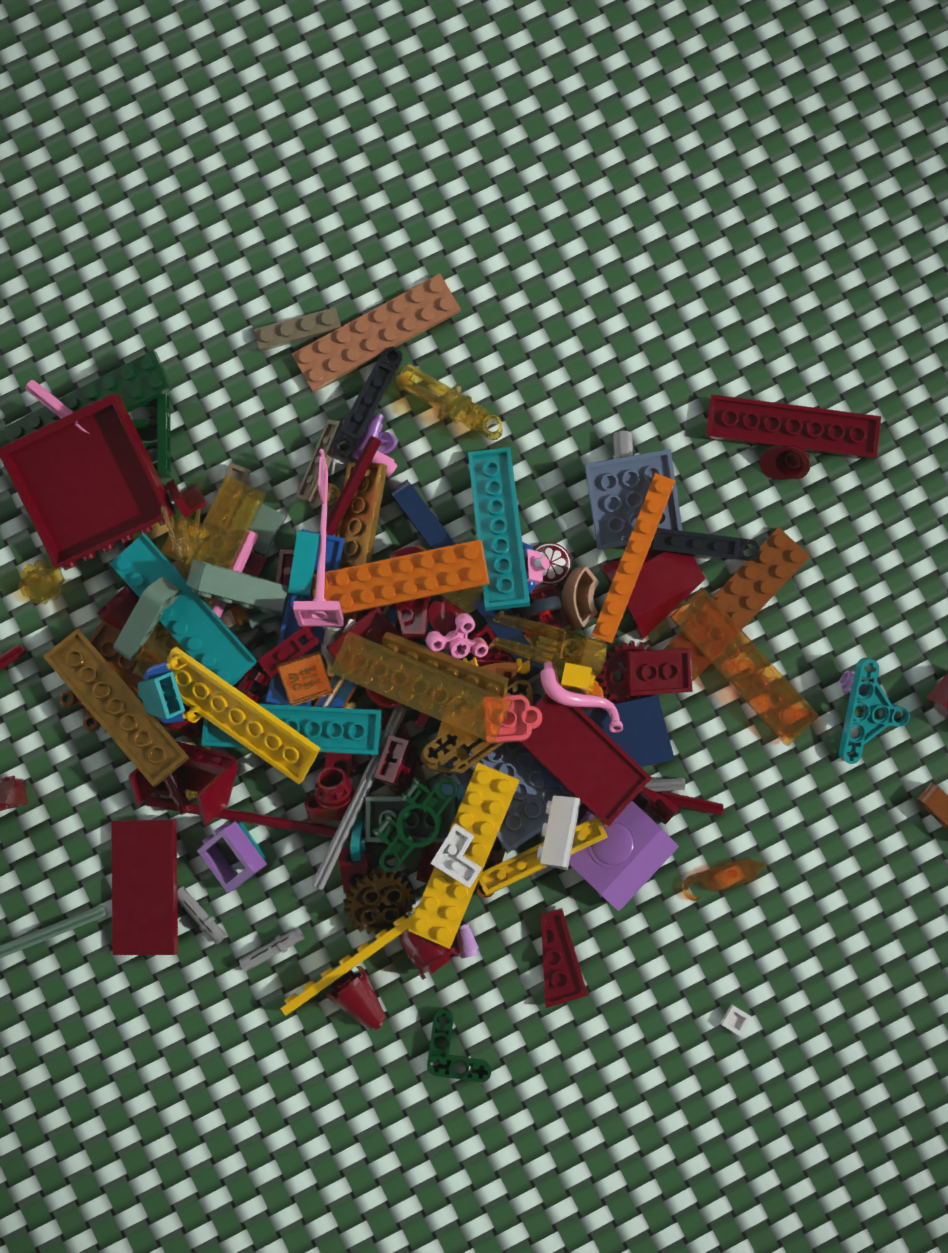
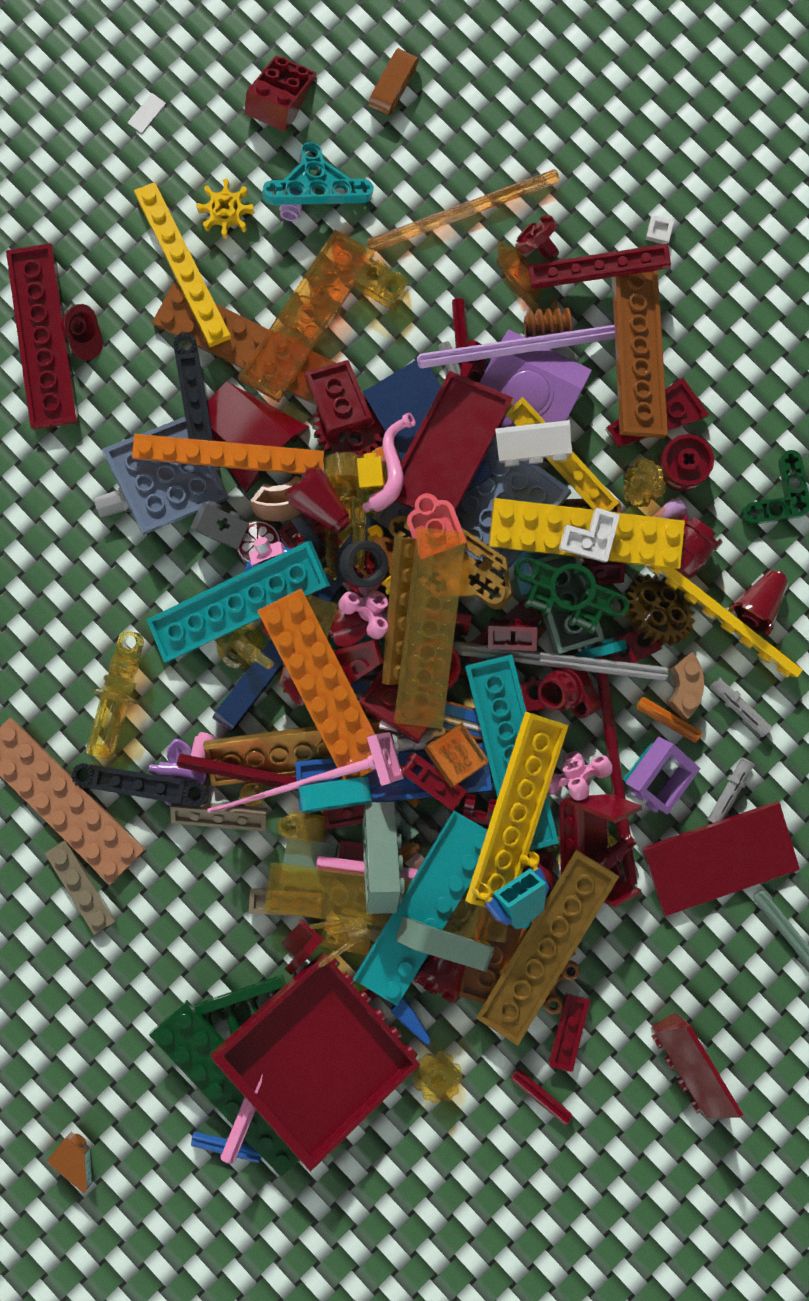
camera: 105 degrees left, 0 degrees up
(41, 705) = (569, 1032): none -> dark red plate
(48, 383) = (217, 1145): none -> blue axle
(73, 262) = (73, 1161): none -> dark orange slope
(95, 573) = (408, 1017): none -> blue slope
(254, 780) = (578, 774): none -> bright pink gear
(280, 880) = (669, 719): none -> orange axle
(285, 531) = (307, 827): none -> clear yellow piece
(303, 906) = (687, 686): none -> medium nougat brick
(452, 524) = (244, 649): none -> clear yellow dish
(490, 661) = (380, 559): none -> black tyre
(499, 925) = (643, 483): none -> clear yellow plant
(507, 984) = (695, 453): none -> dark red wheel
(564, 624) = (319, 500): none -> dark red cone
(576, 521) = (206, 520): none -> dark grey brick
(627, 962) = (639, 355): none -> dark orange plate
(656, 854) = (515, 346): none -> lavender axle
(675, 885) = (547, 322): none -> dark orange piece
(713, 949) = (599, 266): none -> dark red tile
(752, 740) = (378, 288): none -> clear yellow brick
(759, 900) = (537, 237): none -> dark red tile
(805, 842) = (463, 210): none -> clear orange axle
(824, 568) = (182, 264): none -> yellow plate
(873, 628) = (218, 205): none -> yellow gear

